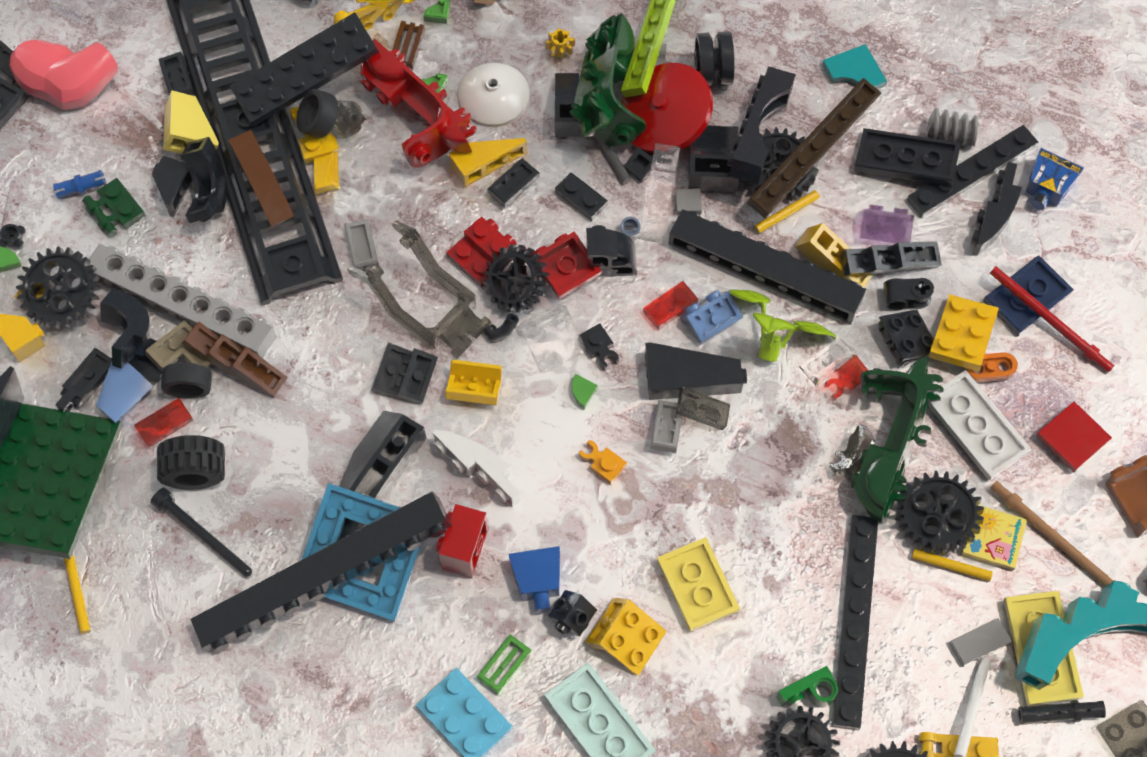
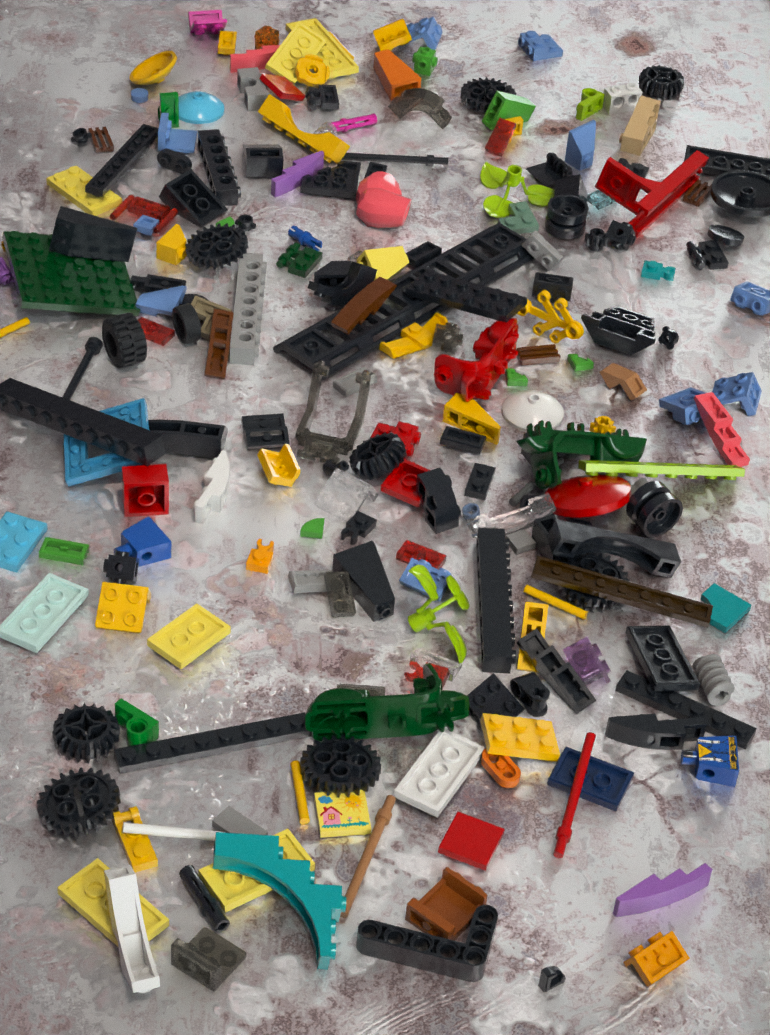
camera: 60 degrees right, 25 degrees down
(131, 317) = (211, 288): black arch -> none
(317, 113) = (436, 315): black tyre -> none

